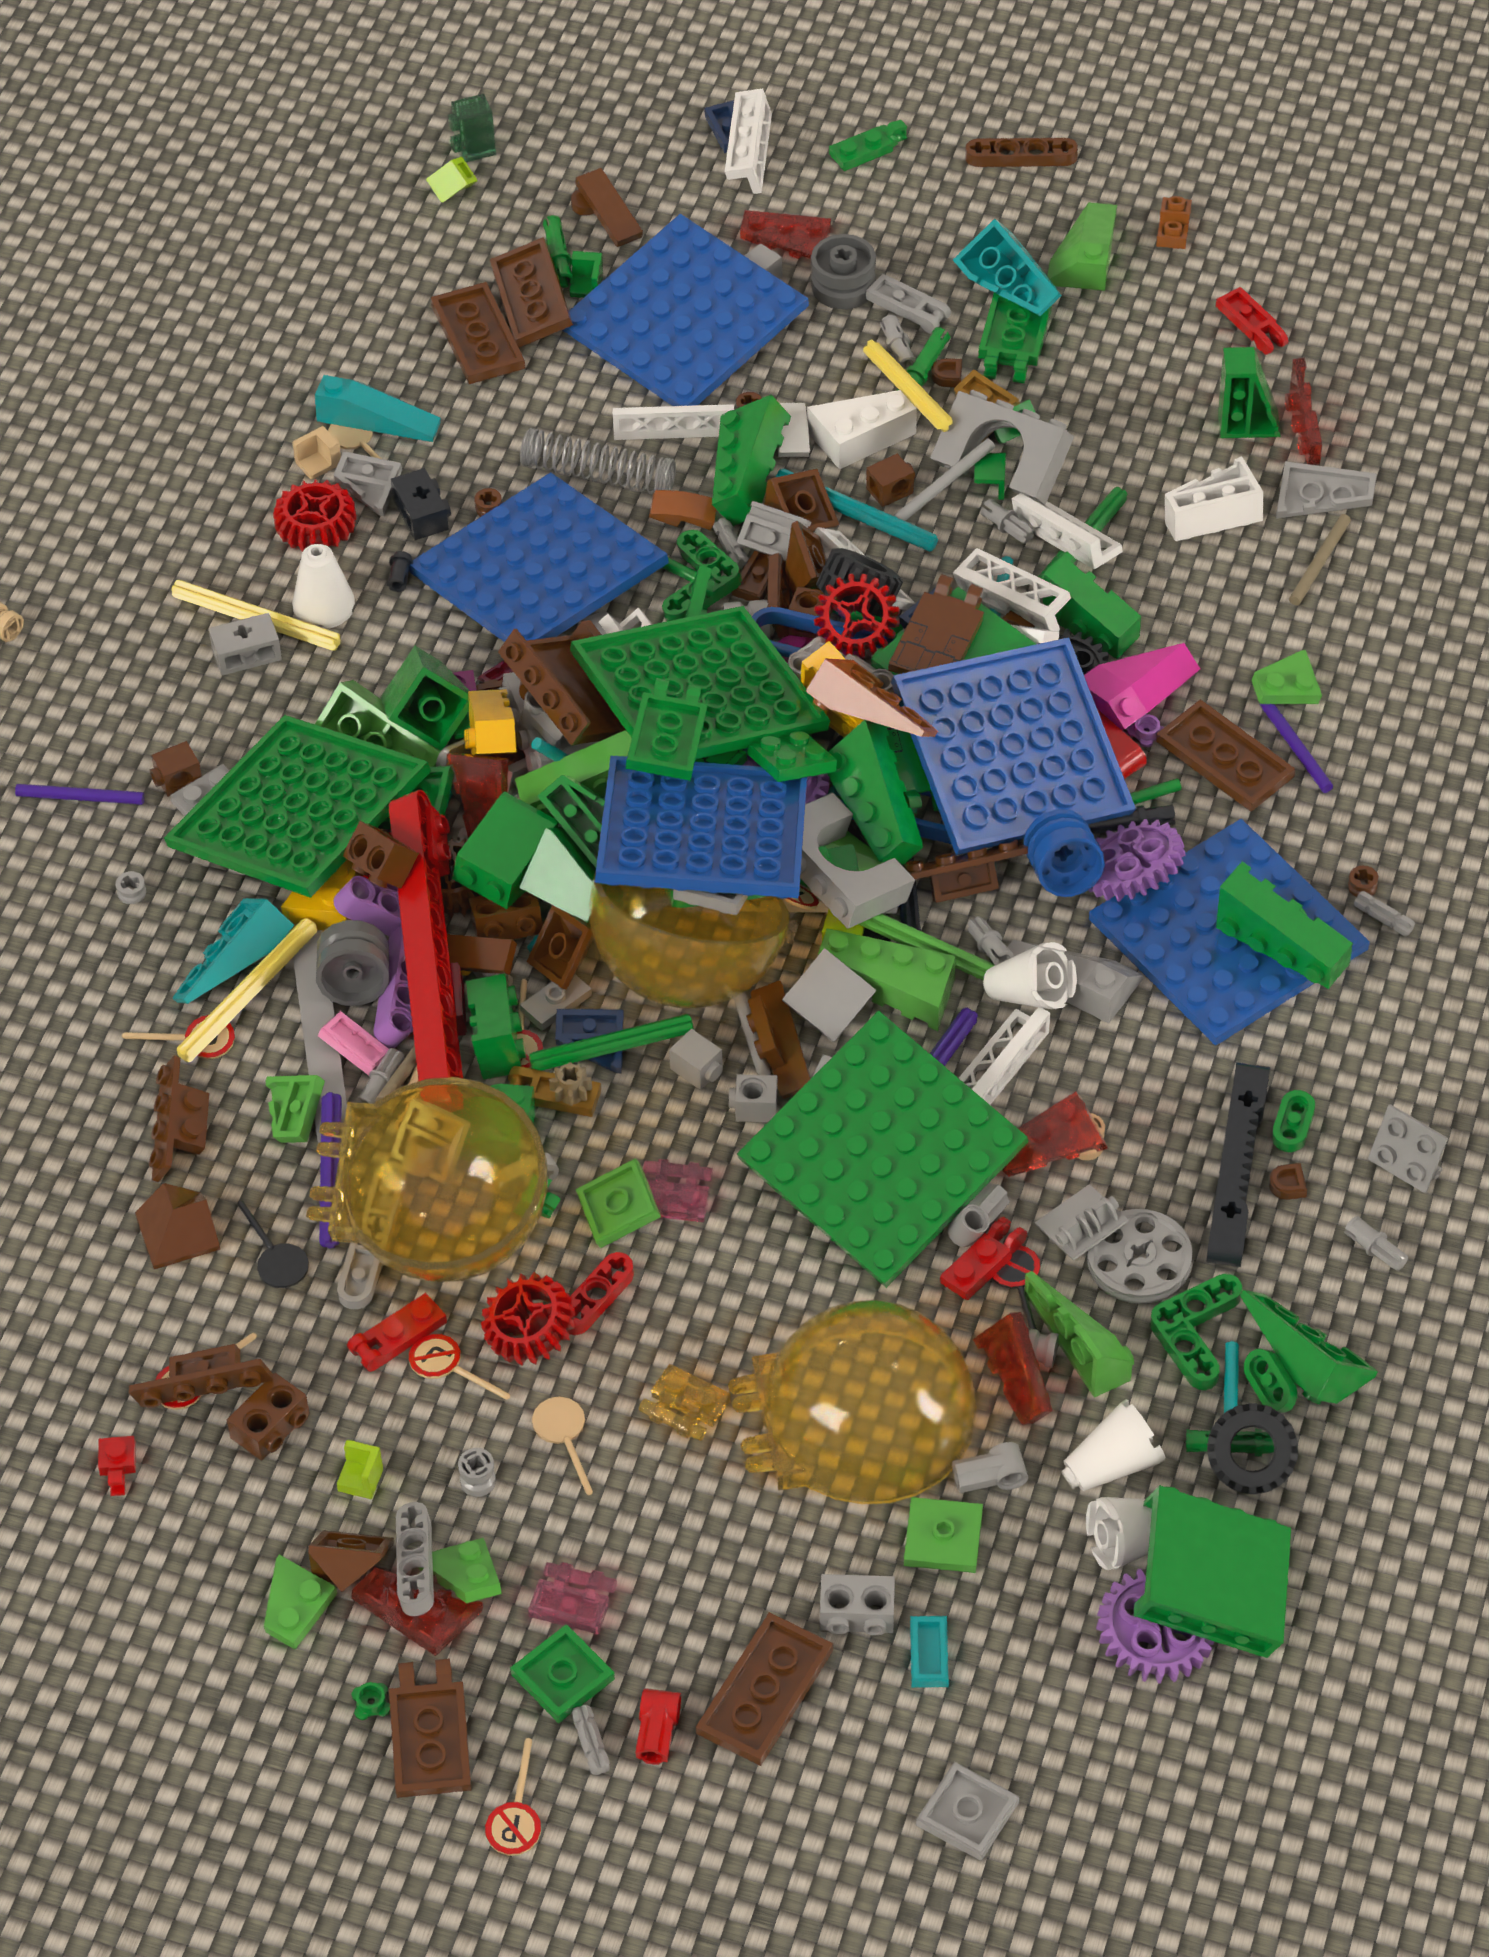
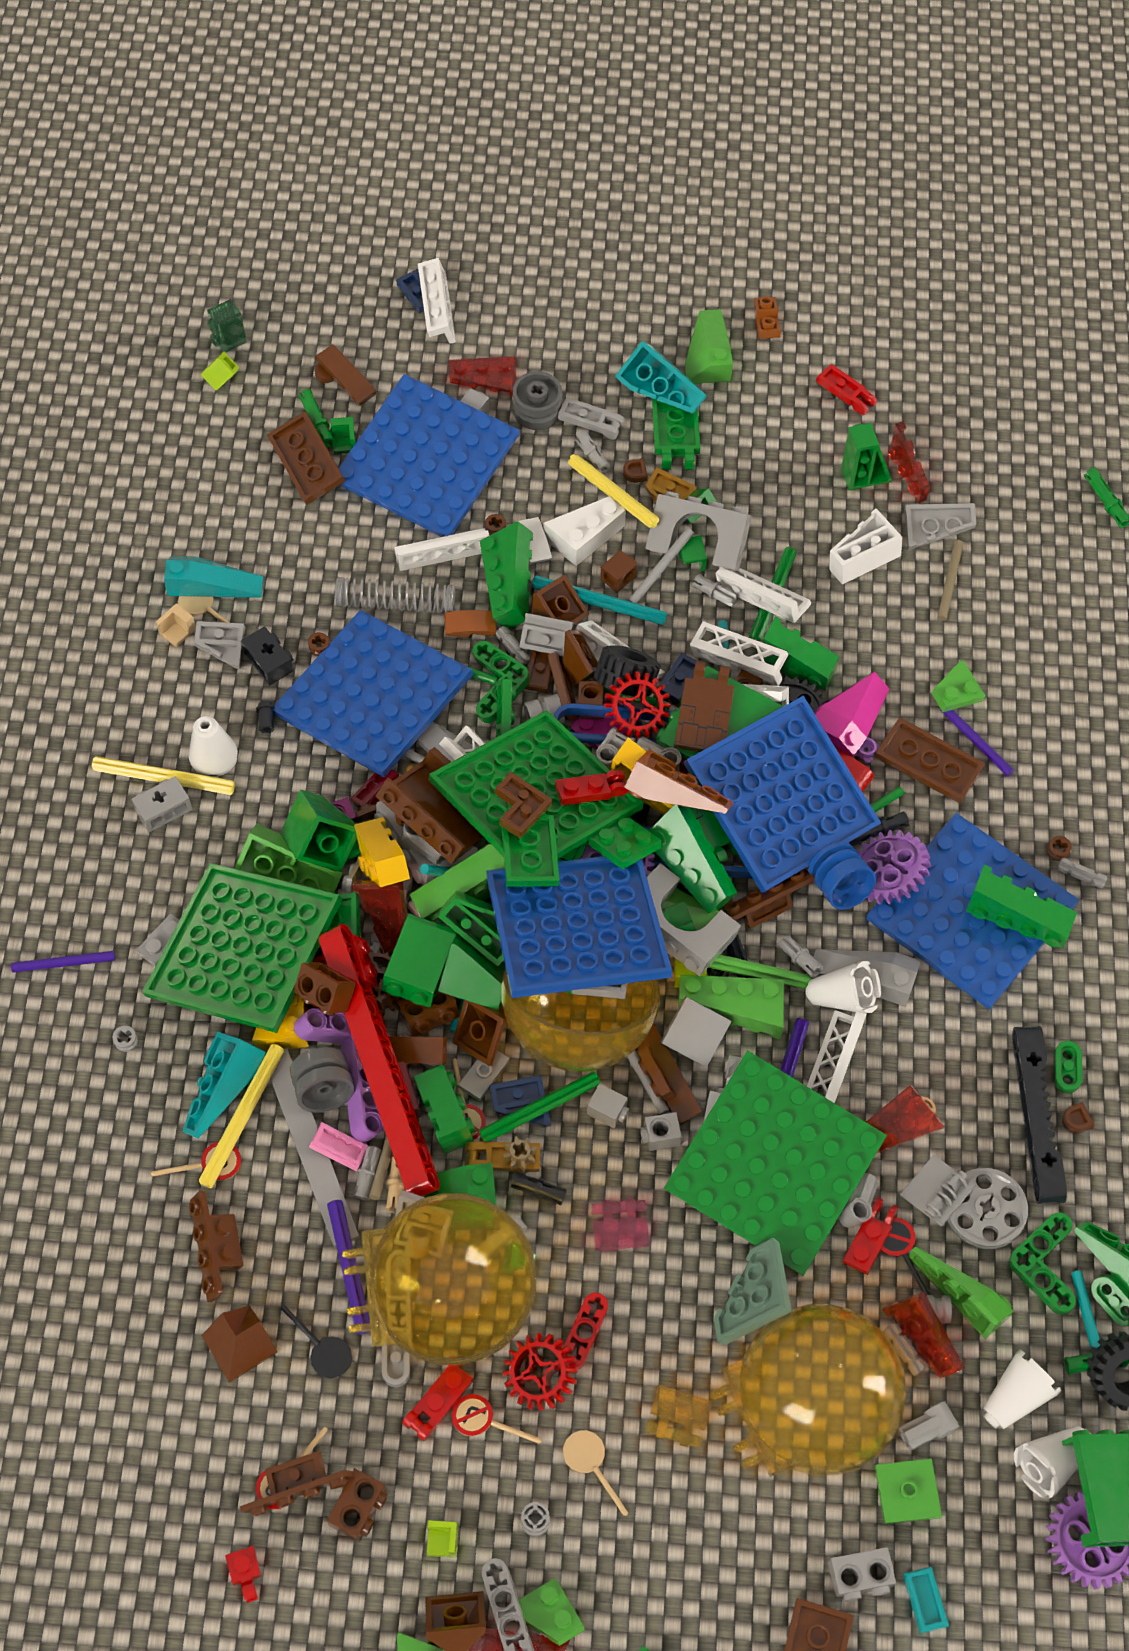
camera: 15 degrees left, 10 degrees up
(175, 768) = (134, 926): reddish brown brick -> none
(293, 1105) = (305, 1213): bright green wing -> none
(314, 515) = (187, 688): red gear -> none
(477, 333) = (273, 499): reddish brown plate -> none
(569, 1605) = (639, 1625): clear pink plate -> none
(585, 1132) = (538, 1188): none -> black pin
(618, 1203) = (581, 1248): bright green plate -> none
(673, 683) = (526, 802): none -> reddish brown plate
(767, 690) = (591, 787): none -> red hinge
(813, 1287) = (756, 1295): none -> sand green plate
(868, 145) = (524, 289): green hinge -> none
(928, 356) = (618, 462): green pin -> none
(987, 1385) = (905, 1349): none -> light grey axle
(1021, 155) = (638, 274): reddish brown beam -> none

